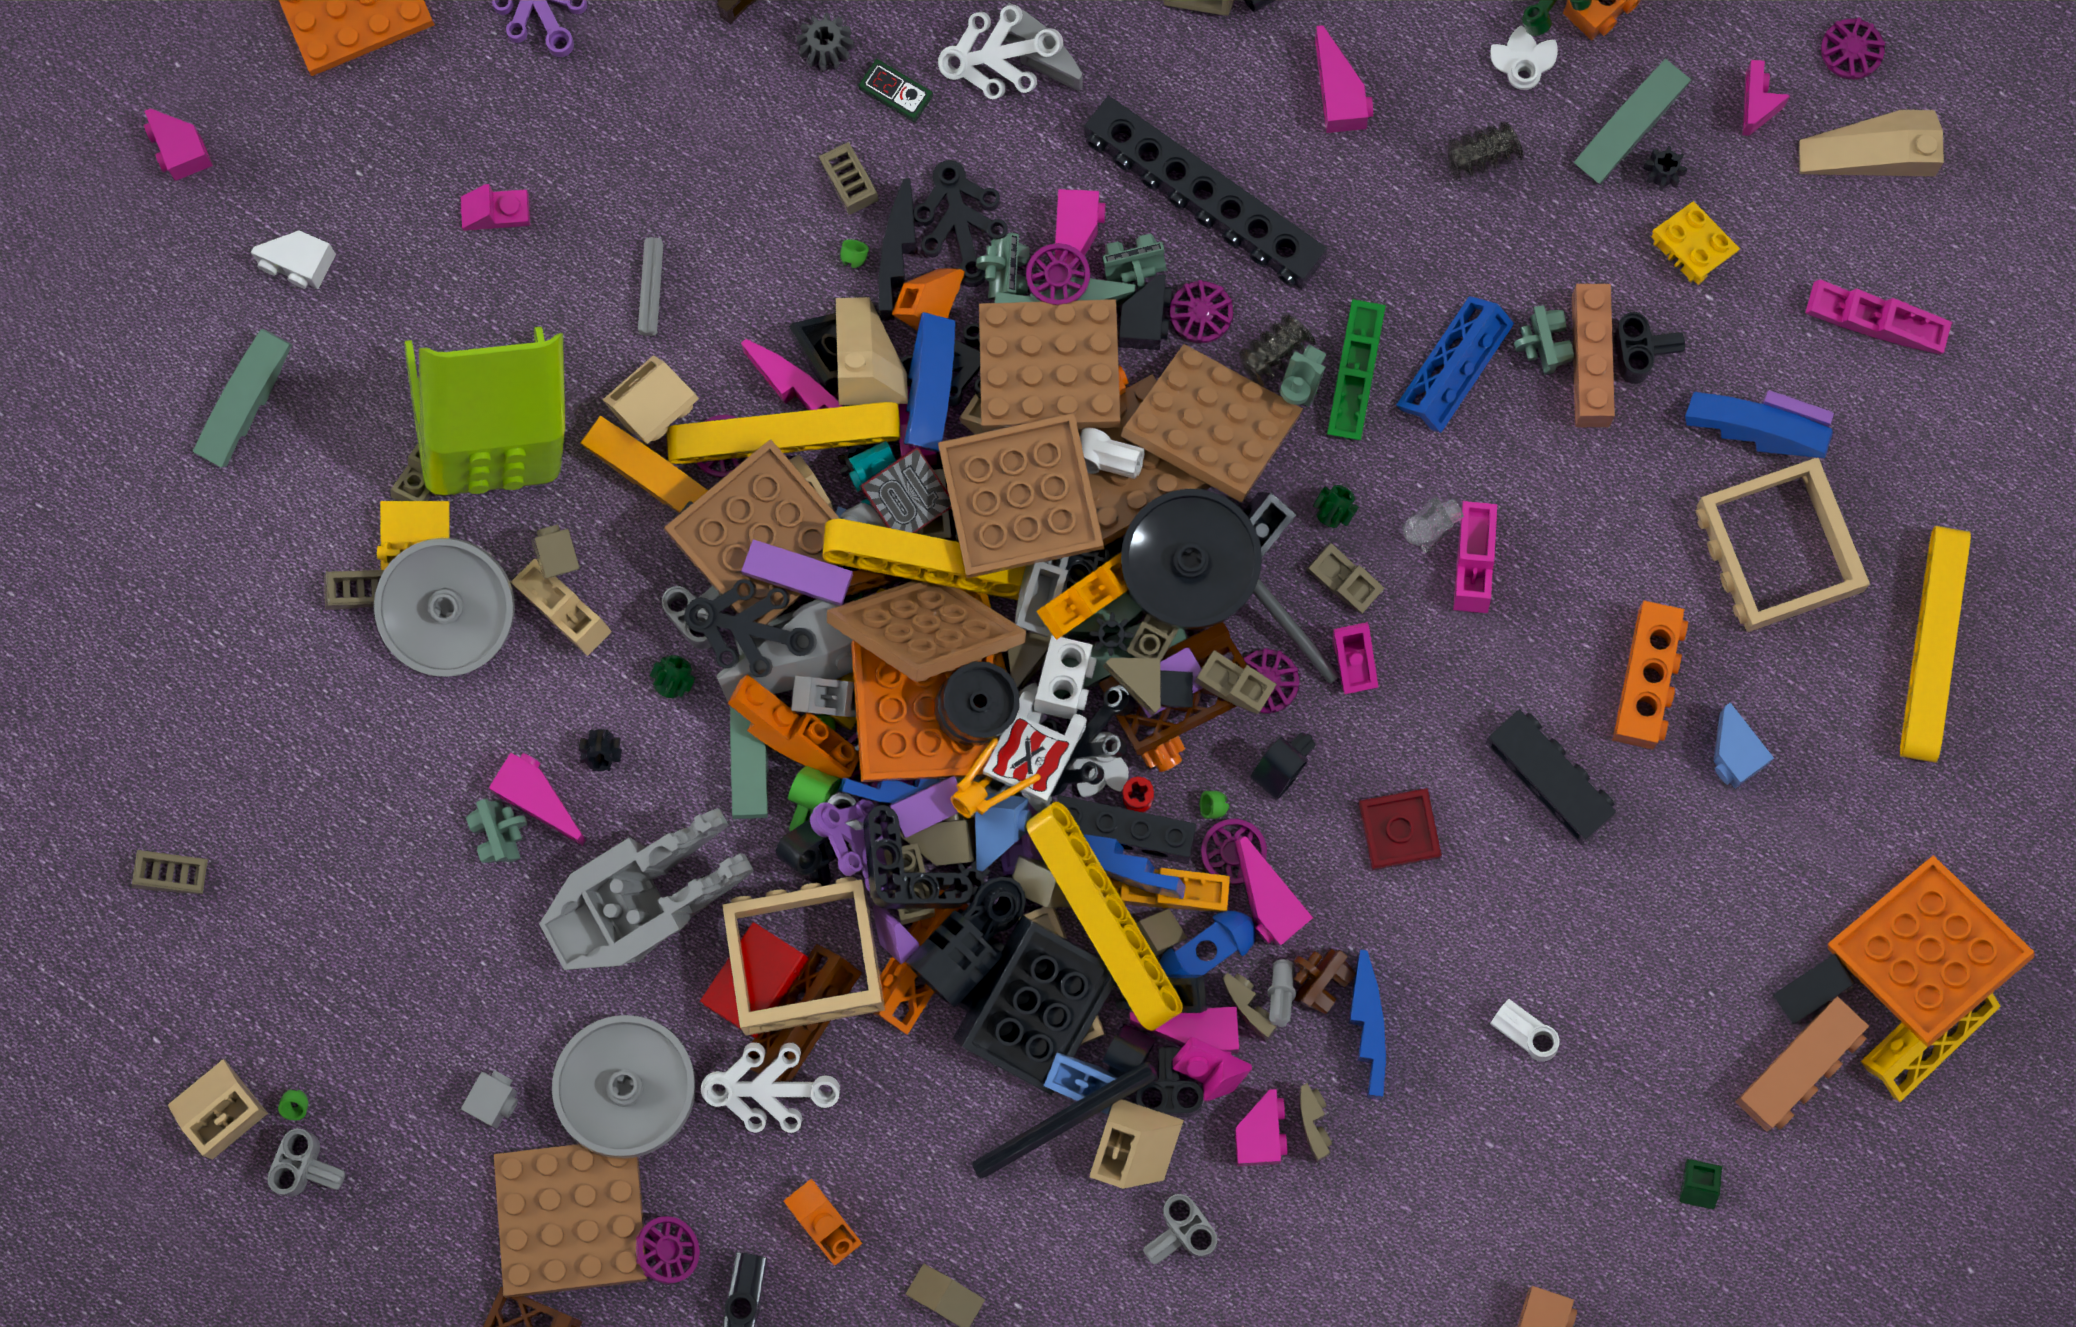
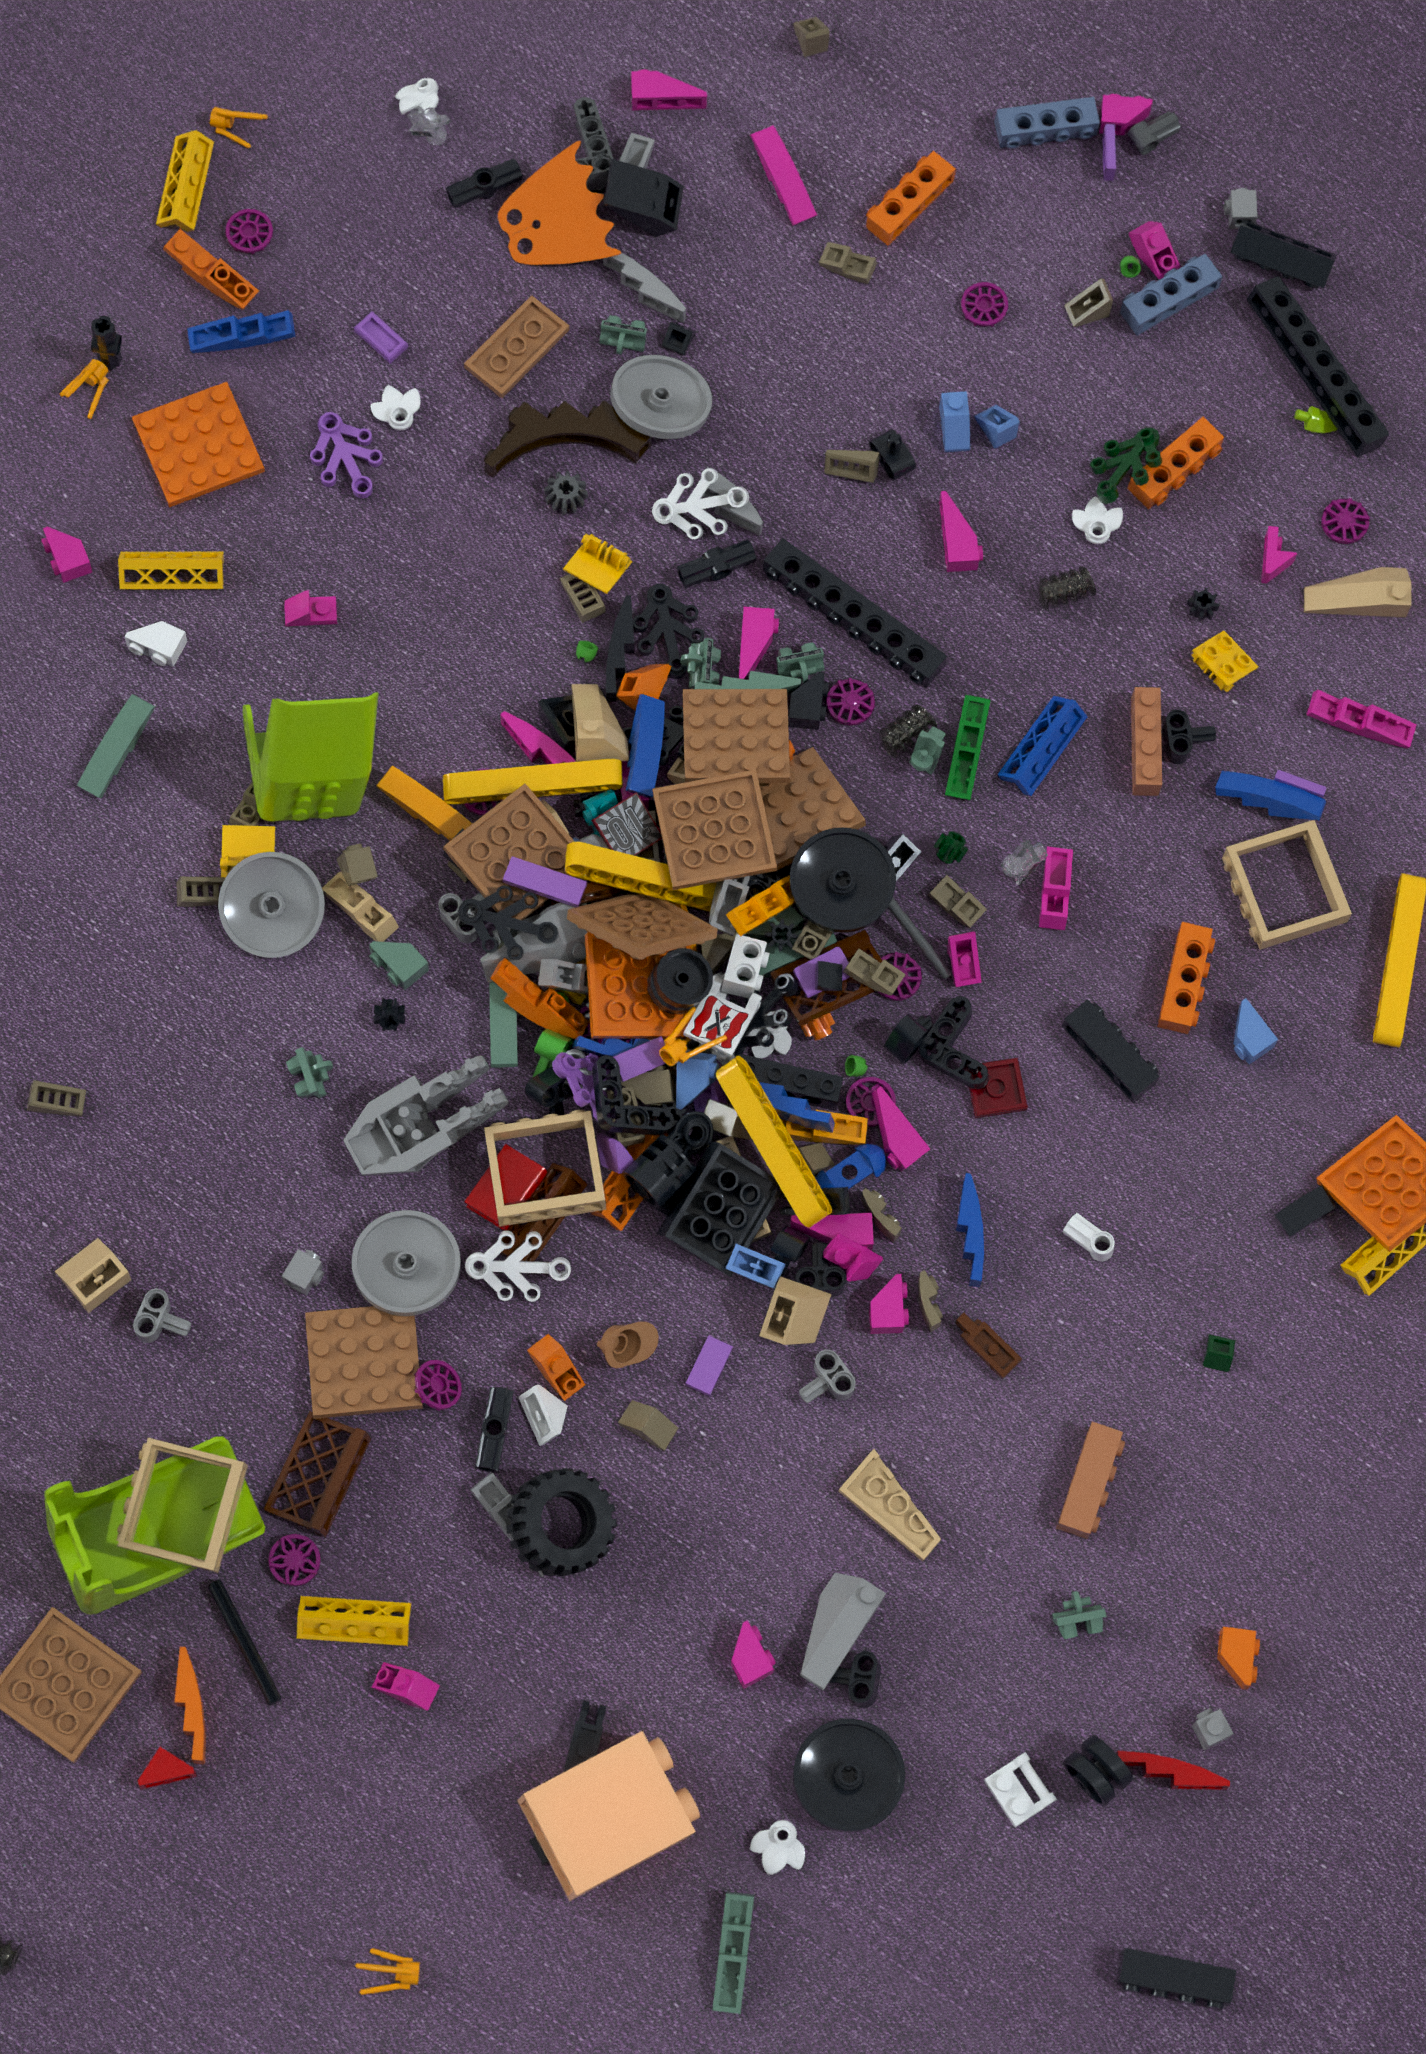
camera: 10 degrees left, 5 degrees down
(286, 1105) = (145, 1273): bright green hinge -> none
(312, 148) = (171, 560): none -> yellow fence
(529, 790) = (336, 1045): dark pink slope -> none
(614, 676) = (400, 960): none -> sand green slope
(650, 286) = (430, 671): light grey axle -> none
(651, 400) = (431, 754): tan slope -> none
(672, 676) = (445, 961): dark green gear -> none
(808, 1284) = (544, 1413): none -> white slope
(867, 136) = (598, 564): none -> yellow hinge
(895, 90) = (619, 531): tile -> none
(917, 1189) = (628, 1343): none -> medium nougat piece
(1023, 131) = (716, 563): none -> black piece
(1024, 1215) = (709, 1366): none -> medium lavender tile
(1058, 274) = (743, 669): magenta wheel -> none
(1064, 1120) = (741, 1292): black axle -> none
(1110, 455) = (782, 803): white piece -> none
(1139, 678) = (802, 966): dark tan slope -> none
(1142, 785) = (802, 1050): red bush -> none
(1211, 422) = (858, 782): medium nougat plate -> none
(1281, 992) = (906, 1204): light grey axle -> none
(1330, 967) = (943, 1187): reddish brown hips -> none
(1333, 783) = (946, 1052): none -> black beam
(1393, 1181) = (988, 1345): none -> reddish brown hinge
(1544, 324) = (1110, 718): sand green hips -> none
(1632, 121) = (1178, 569): sand green slope -> none
(1802, 1064) = (1296, 1265): nougat brick -> none

